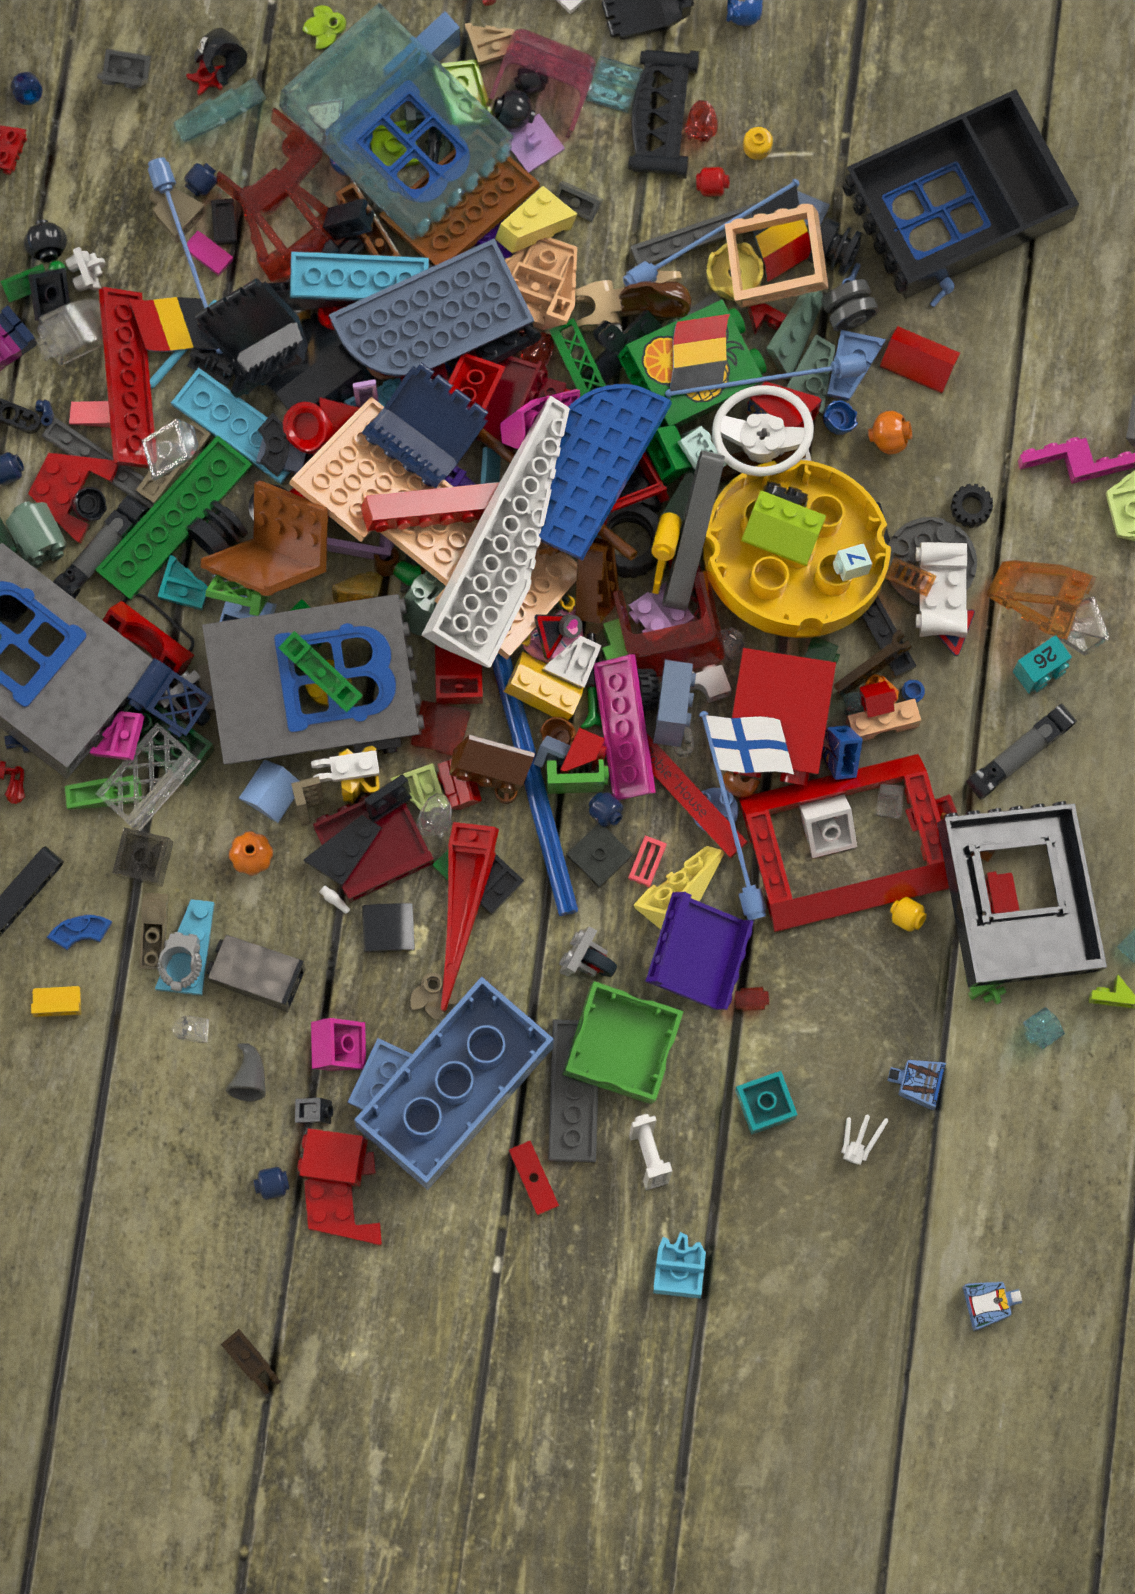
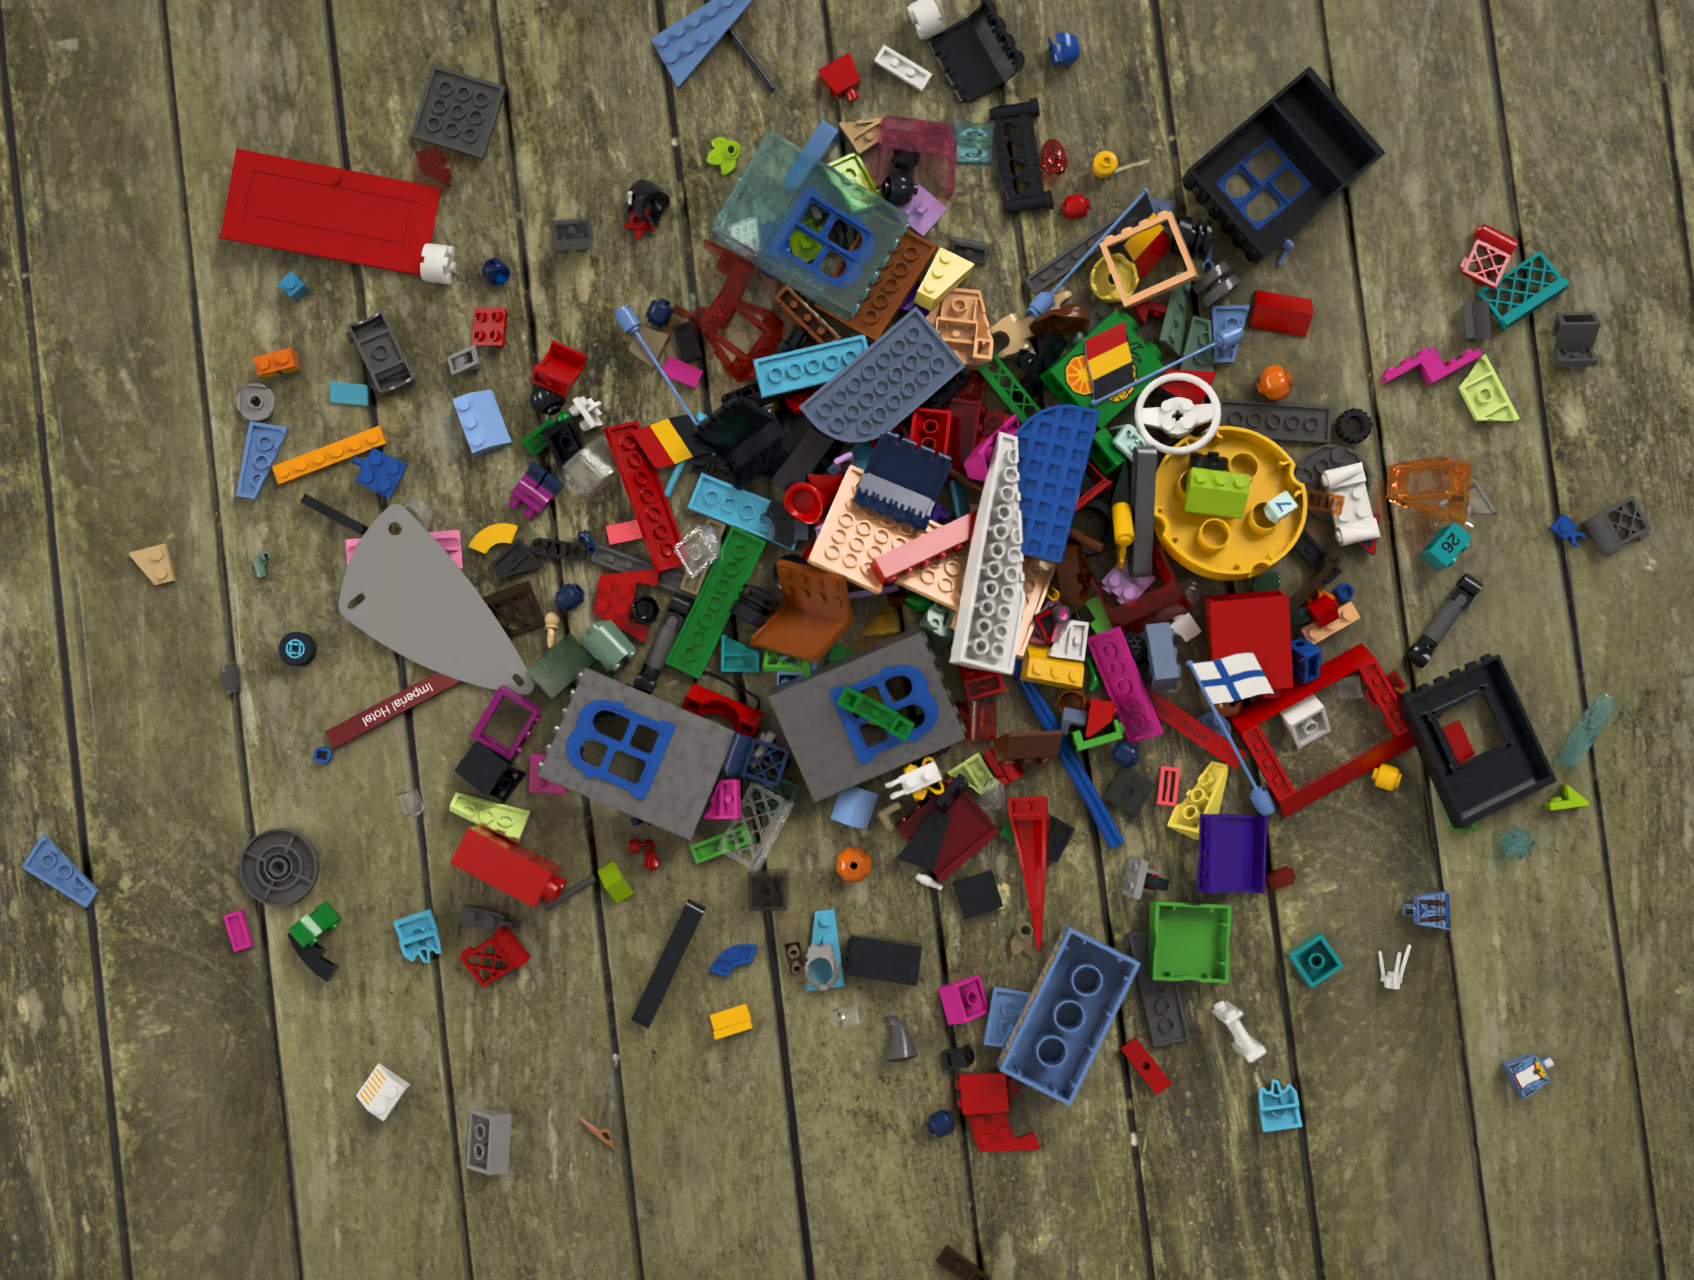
camera: 10 degrees left, 10 degrees up
(67, 211) = (559, 368): none -> red panel
(220, 110) = (658, 249): clear light blue slope -> none
(348, 219) = (790, 318): black hinge -> none
(839, 417) = (1230, 380): blue hair -> none
(888, 478) = (1279, 420): none -> dark grey tile

